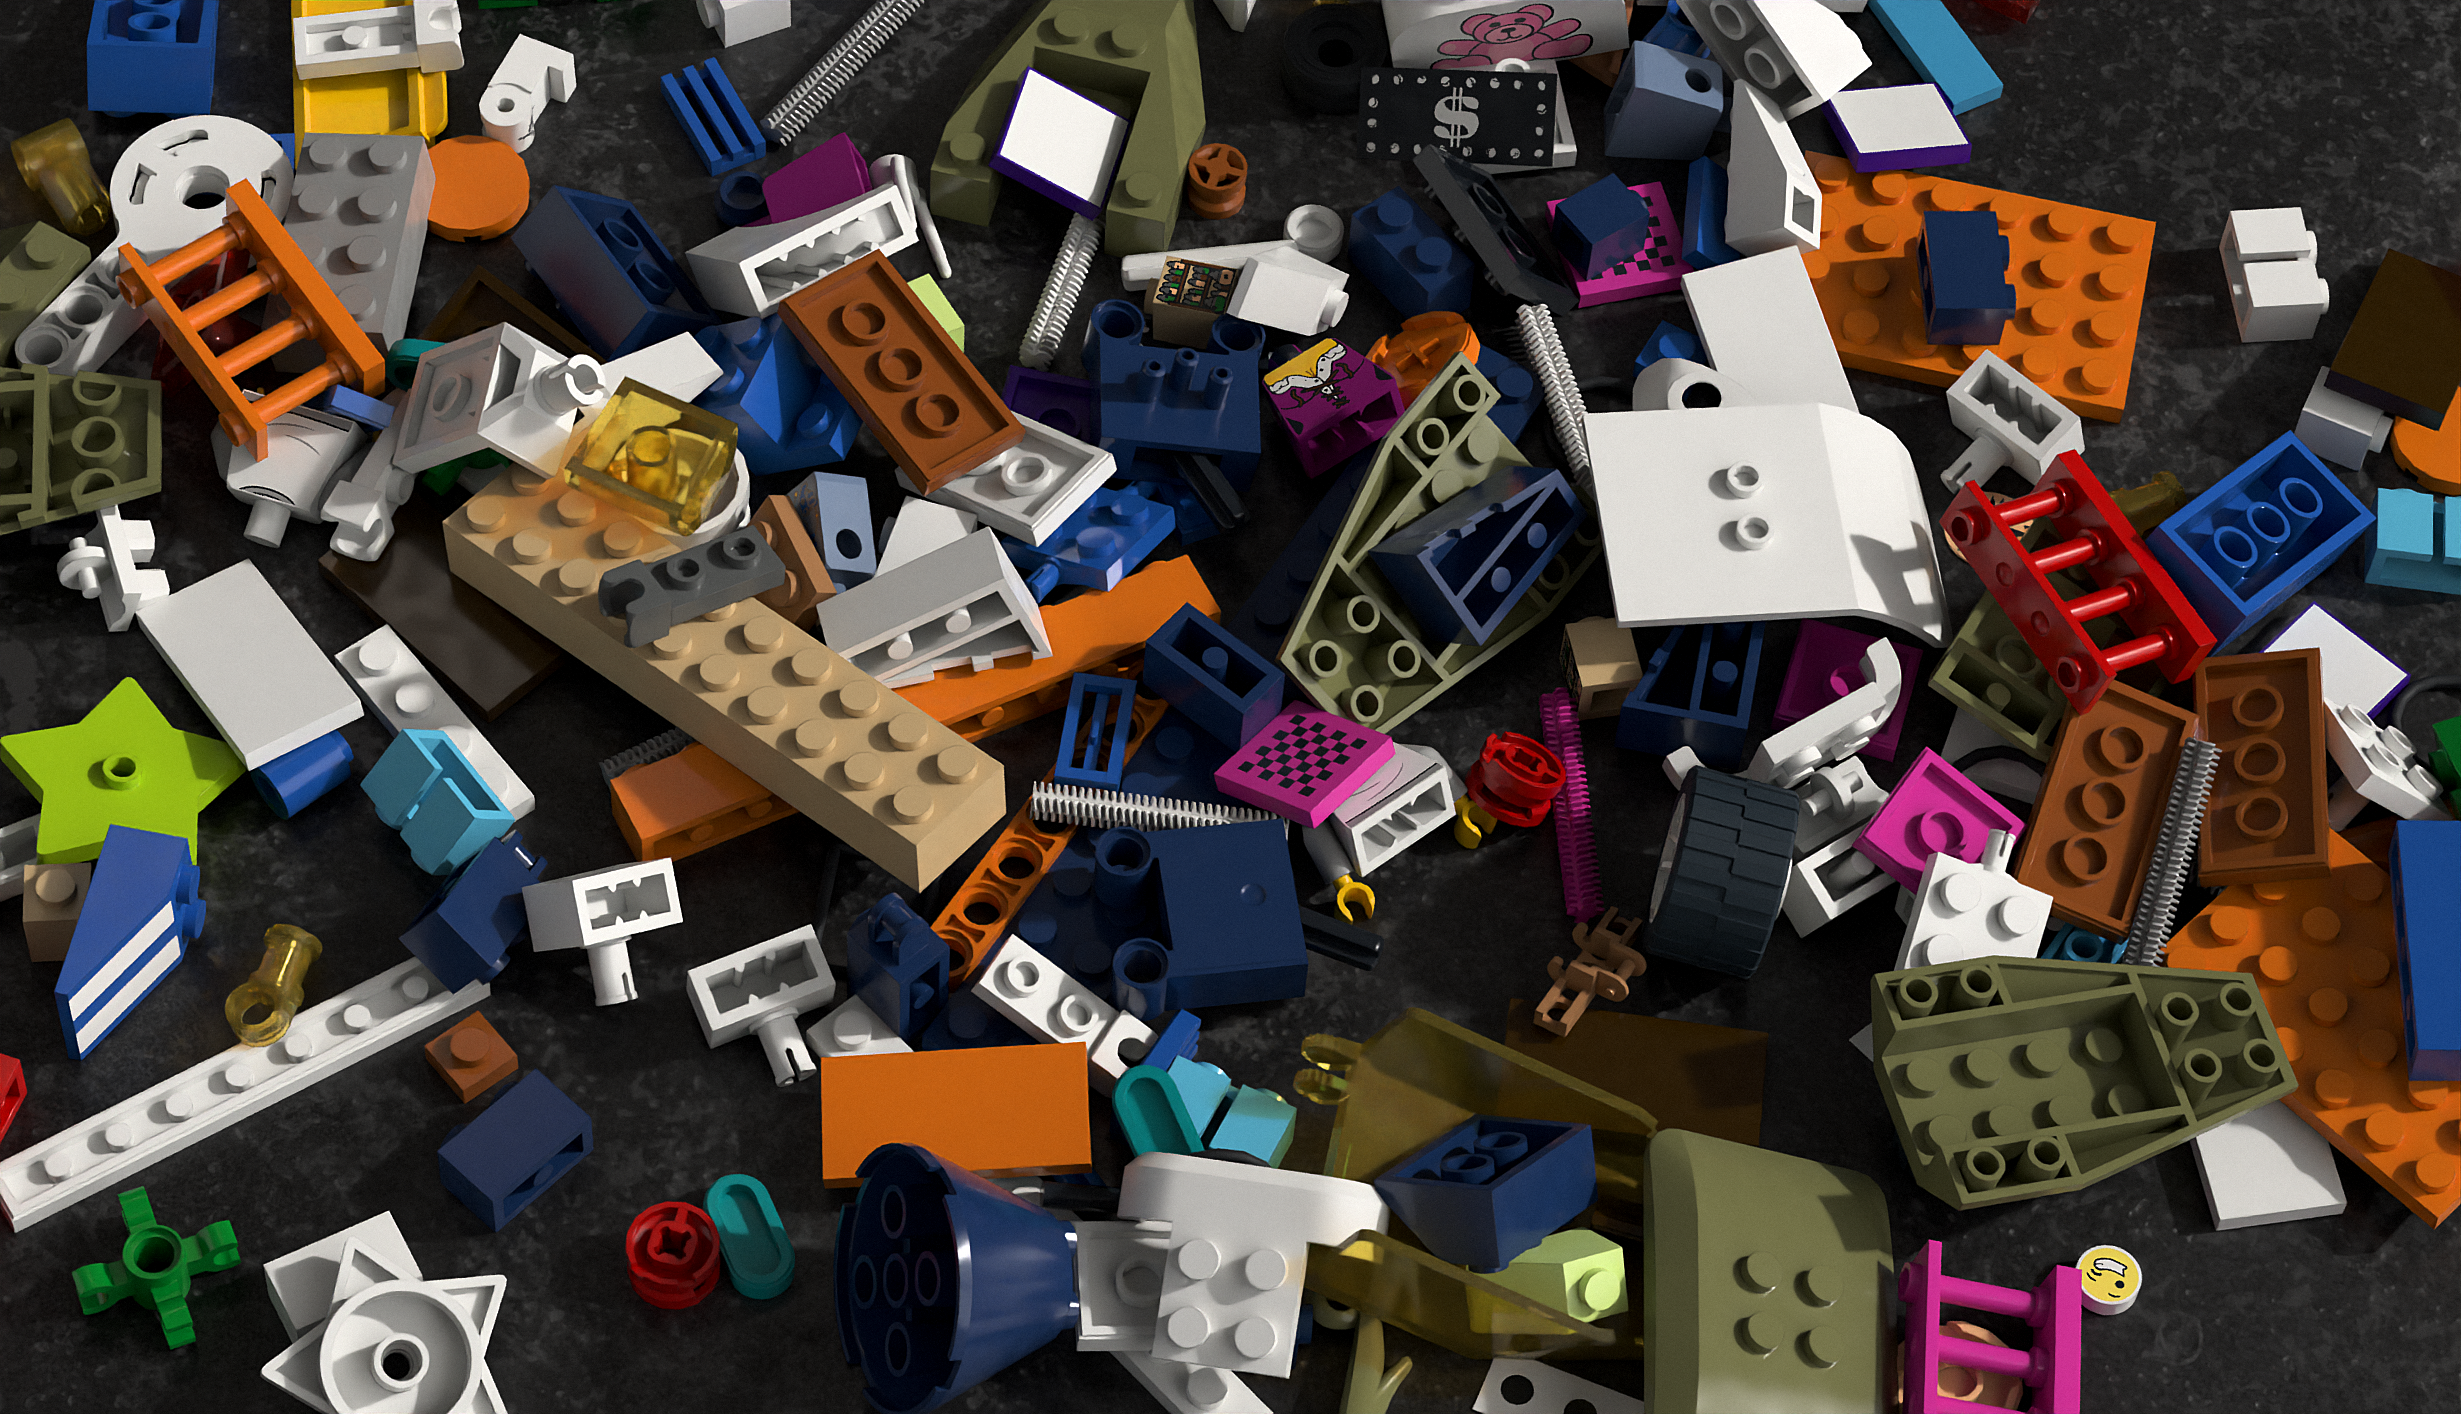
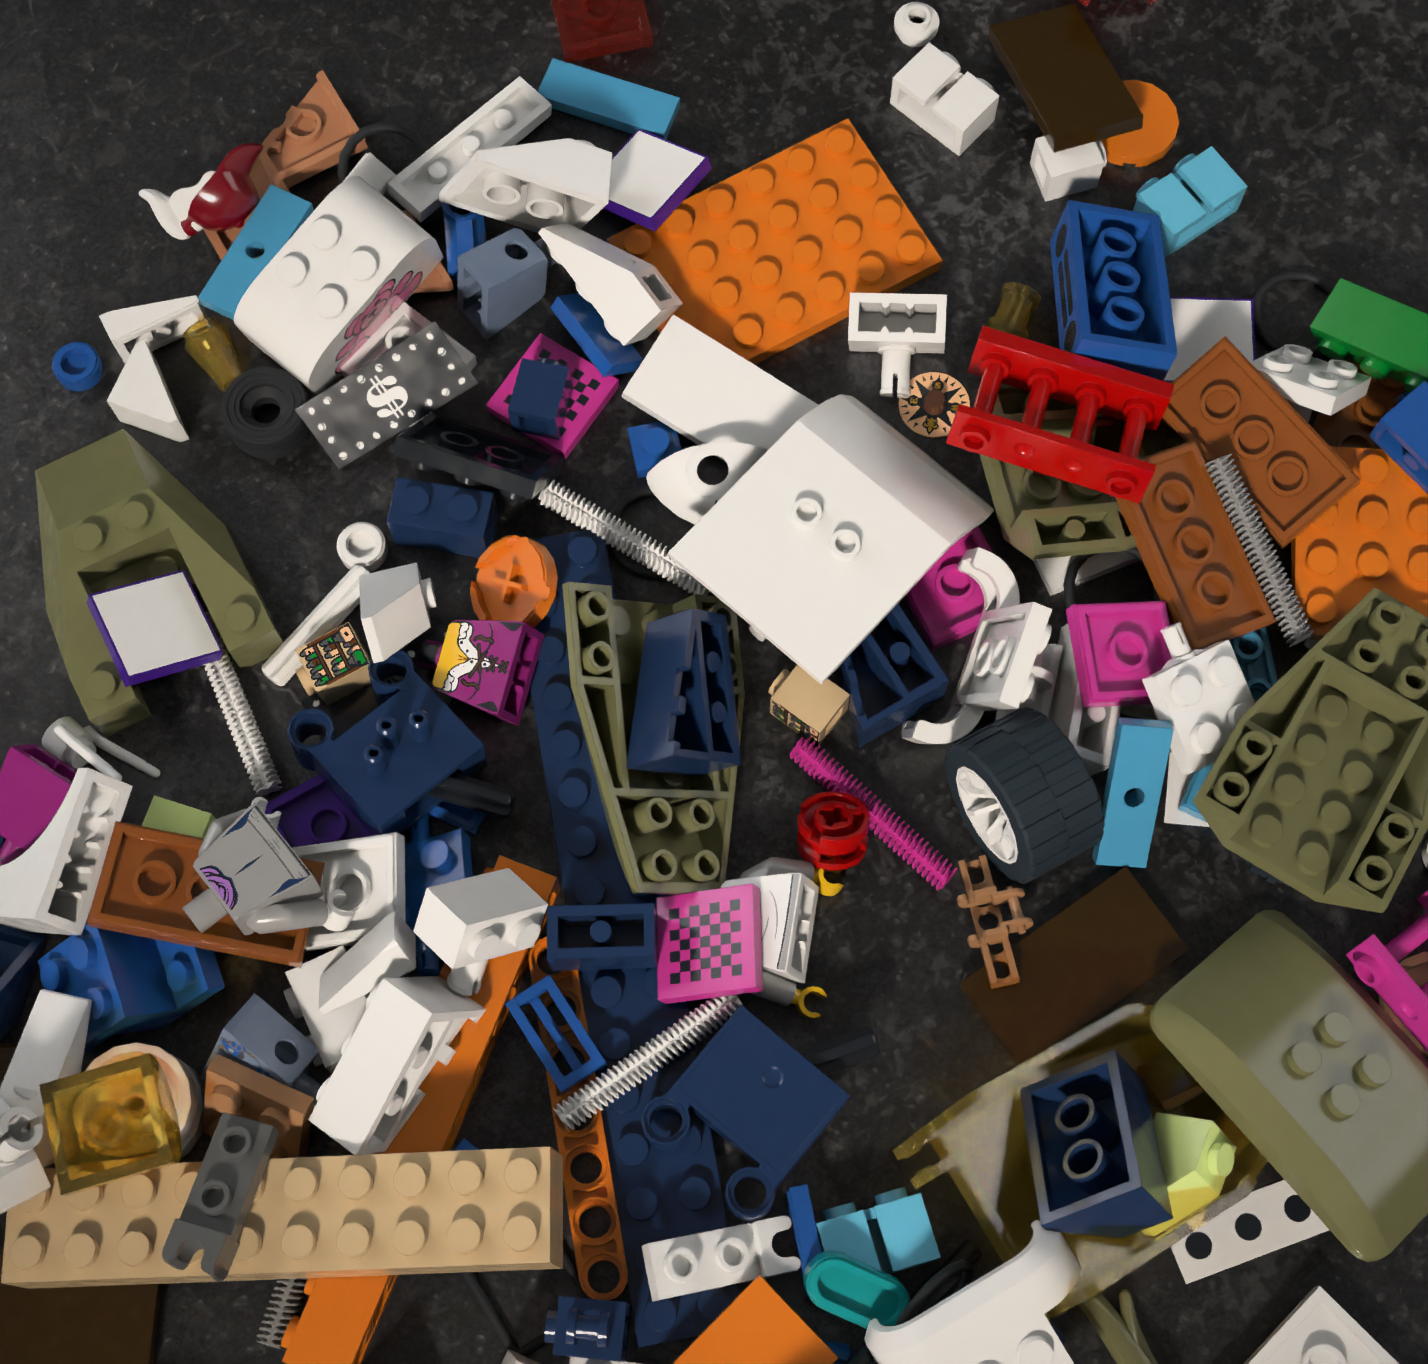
camera: 35 degrees left, 15 degrees up
(959, 383) = (259, 879): none -> light grey torso
(1018, 528) = (382, 953): none -> white slope
(1112, 565) = (479, 921): none -> white brick
(1212, 165) = (265, 553): dark orange wheel -> none
(1803, 984) = (1139, 763): none -> dark azure tile
(1964, 278) = (786, 252): dark blue brick -> none
(2317, 193) = (916, 33): none -> white plate

